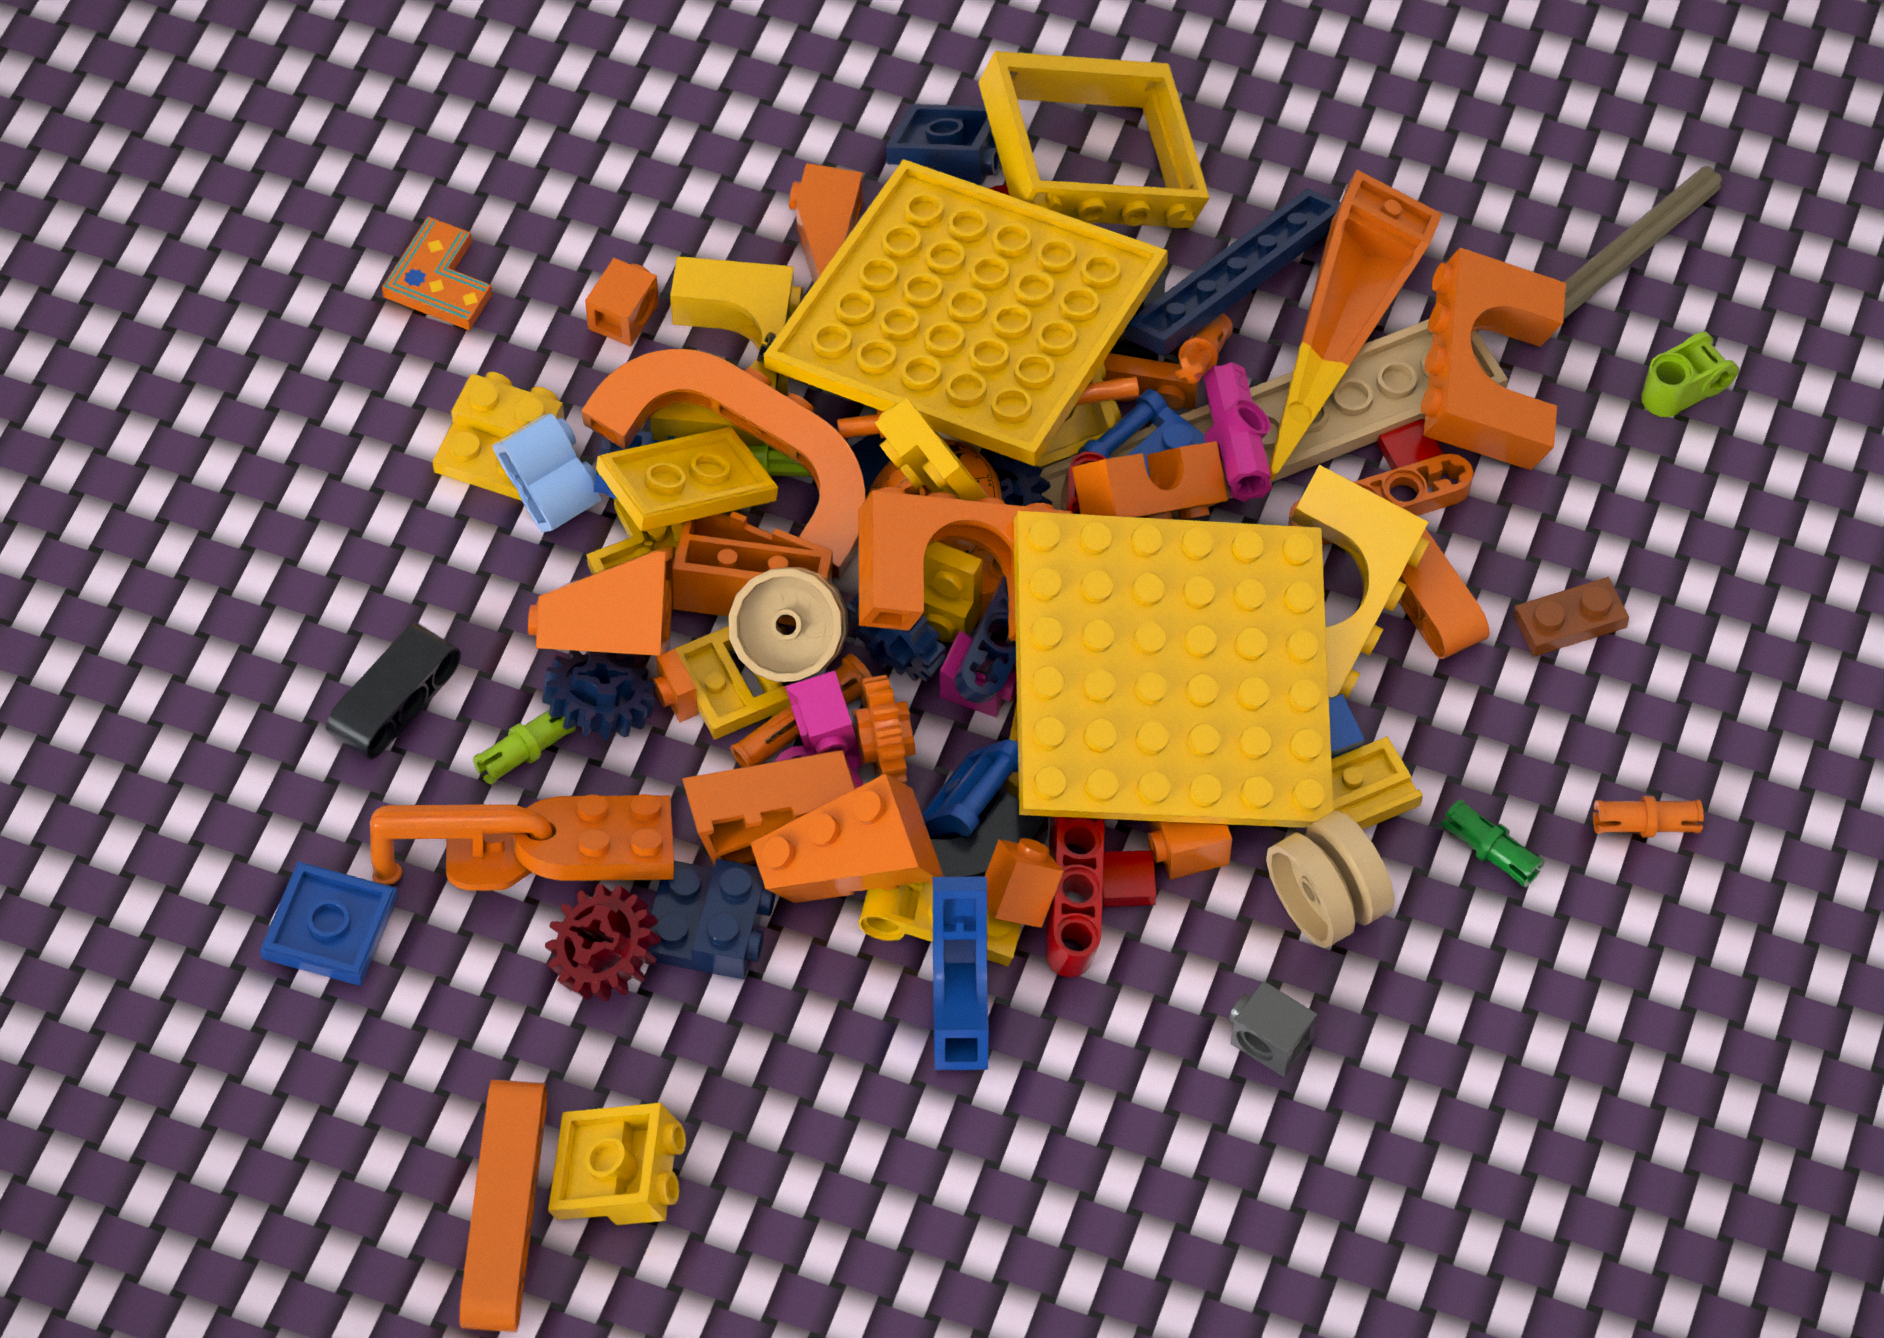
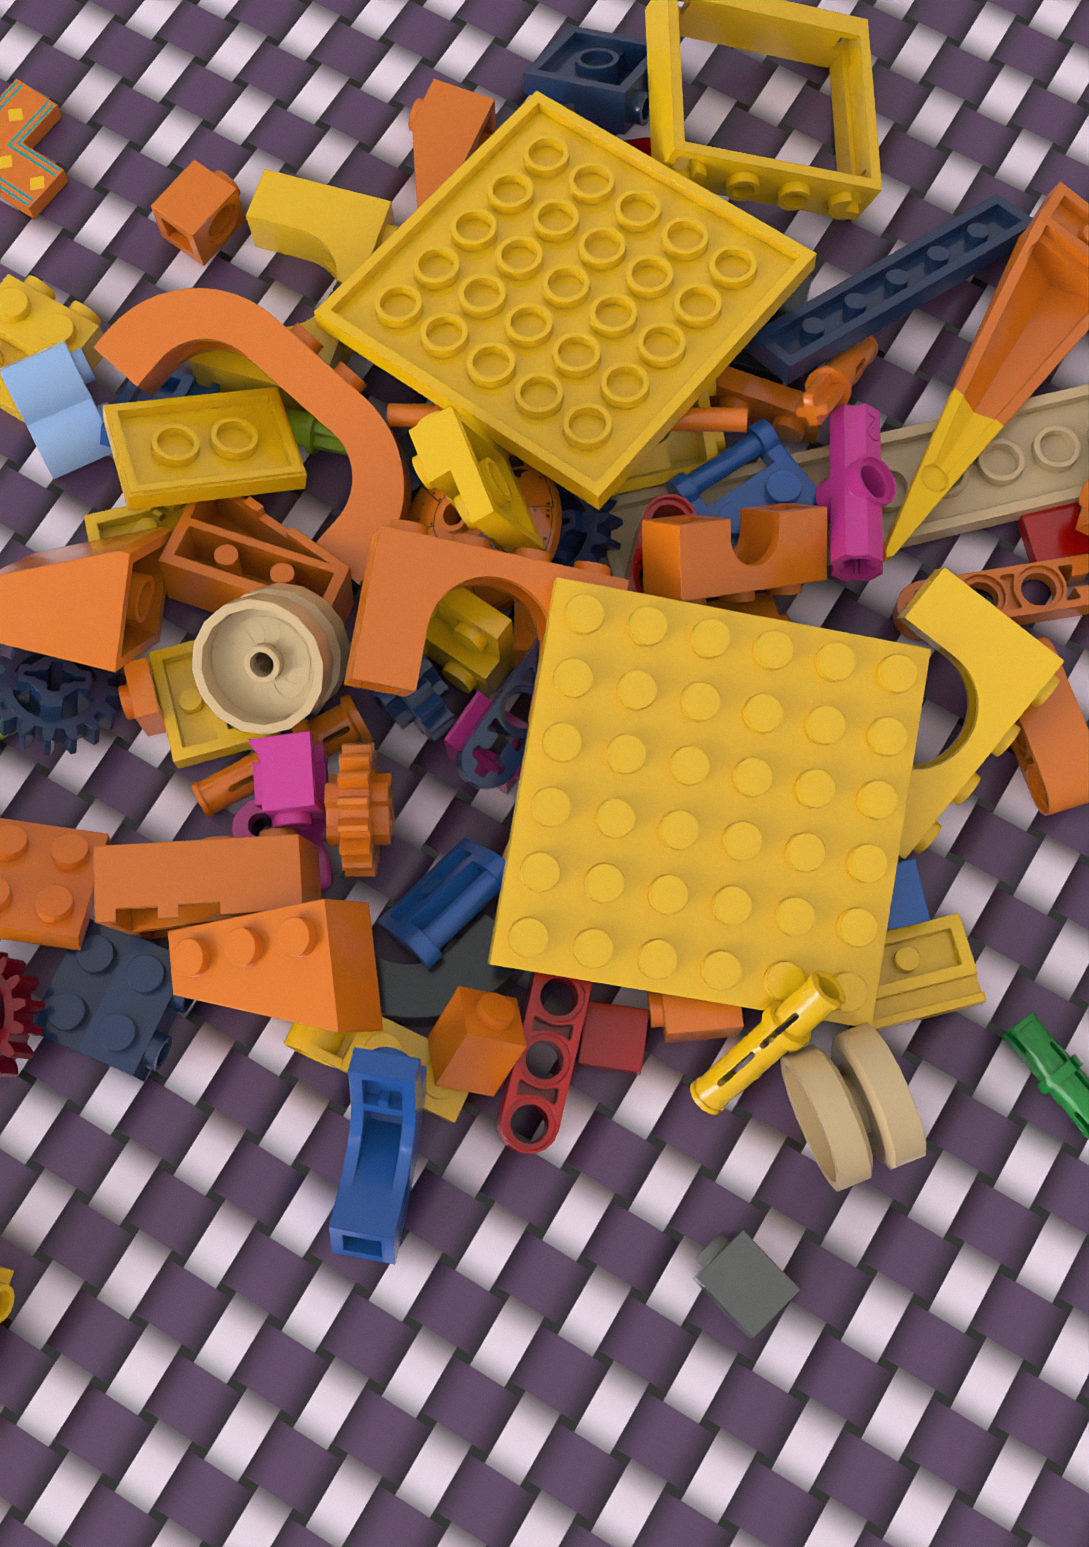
camera: 15 degrees right, 15 degrees up
(1262, 826) = (812, 1003): none -> yellow pin

